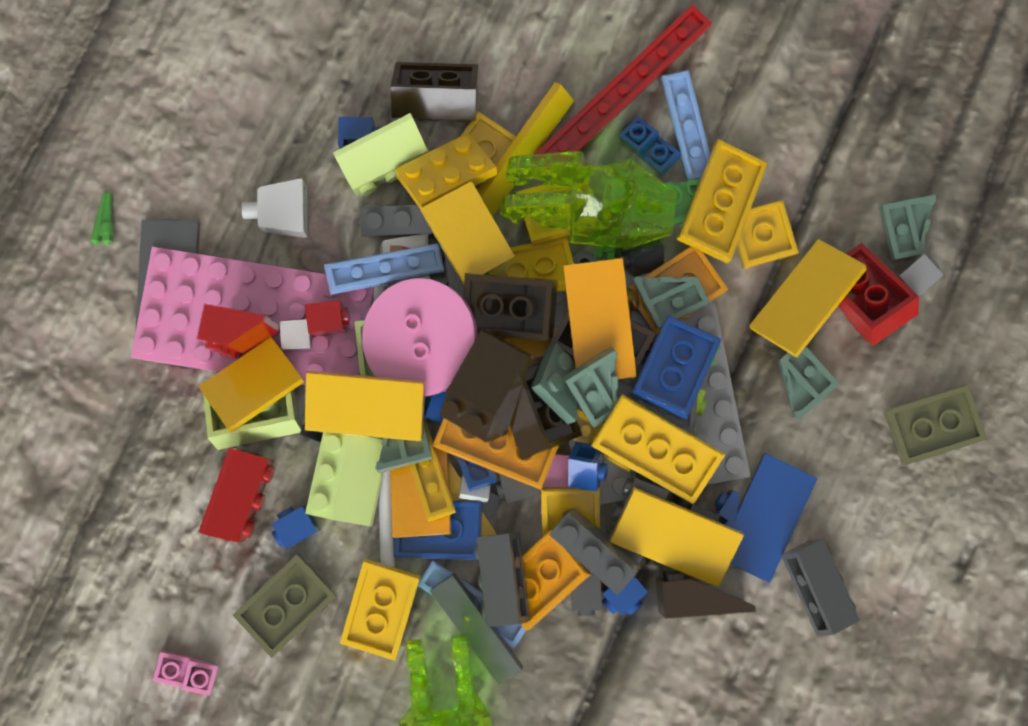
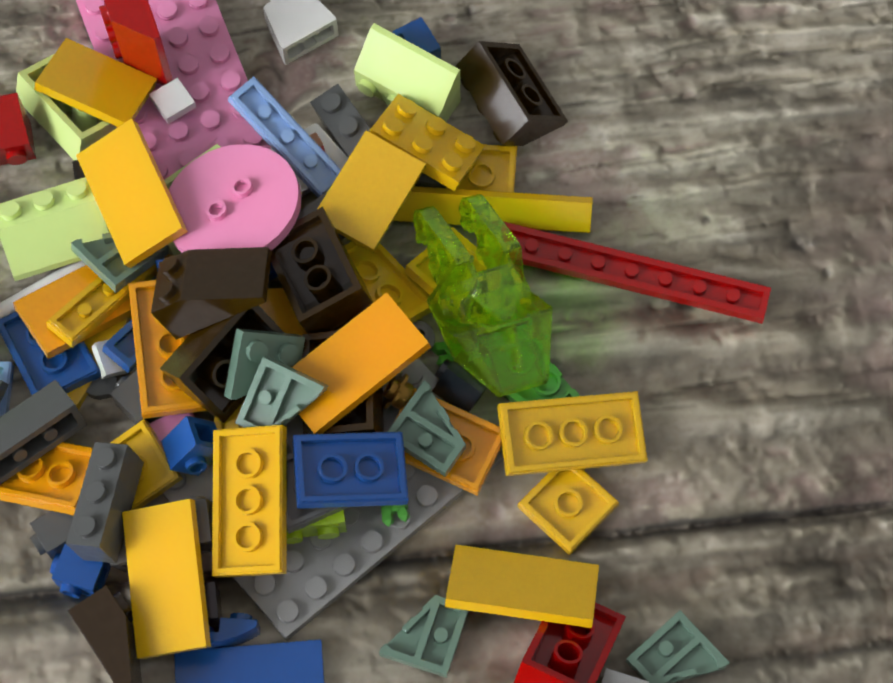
camera: 60 degrees right, 15 degrees down
(326, 318) = (205, 116): red brick -> none
(649, 147) = (589, 334): blue slope -> none
(686, 123) = (643, 354): light blue tile -> none

